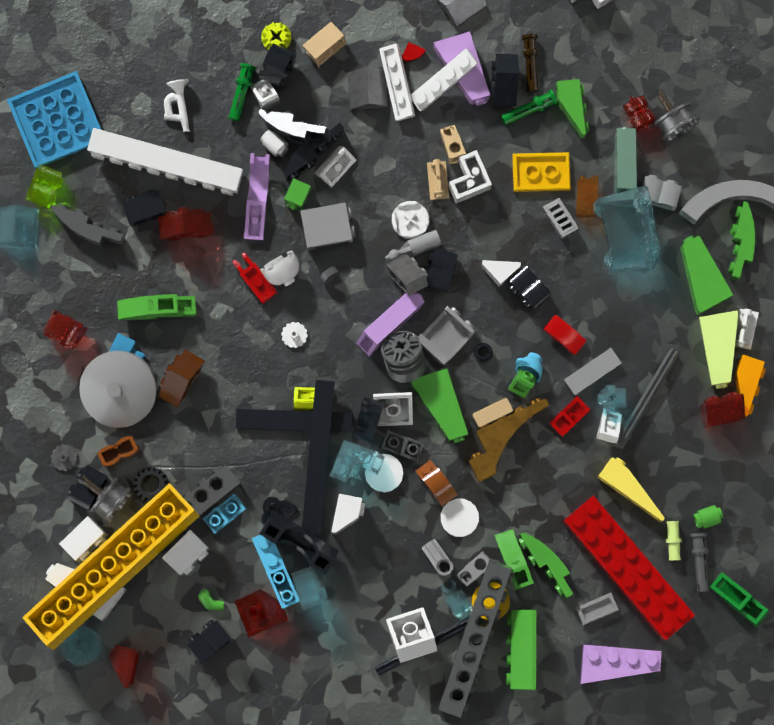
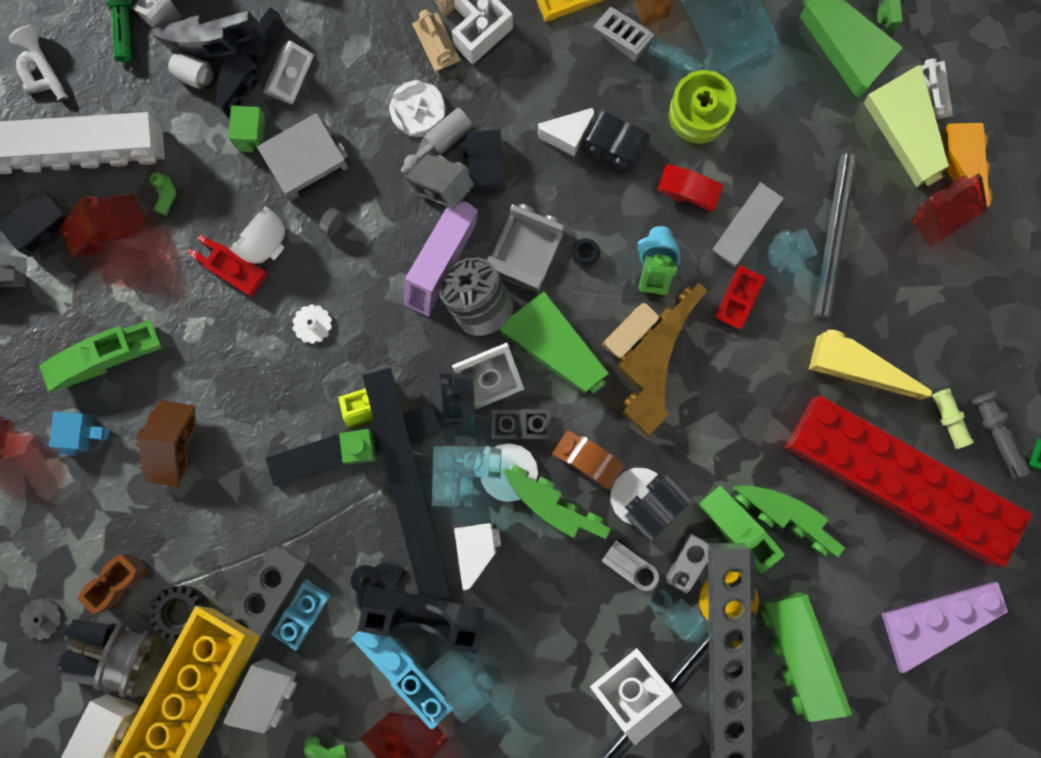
camera: 15 degrees left, 0 degrees up
(118, 389) = (82, 491): light grey dish -> none
(231, 216) = (165, 191): none -> bright green arm
(257, 197) = (192, 152): lavender piece -> none
(297, 423) = (358, 446): none -> bright green brick
(398, 497) = (543, 500): none -> bright green slope
(467, 527) = (657, 507): none -> black brick
(588, 246) = (674, 56): none -> clear light blue pin
(597, 608) = (882, 555): light grey tile -> none
(599, 278) = (702, 106): none -> lime wheel
(609, 427) = (802, 292): white slope -> none
(708, 517) = (988, 367): bright green brick -> none

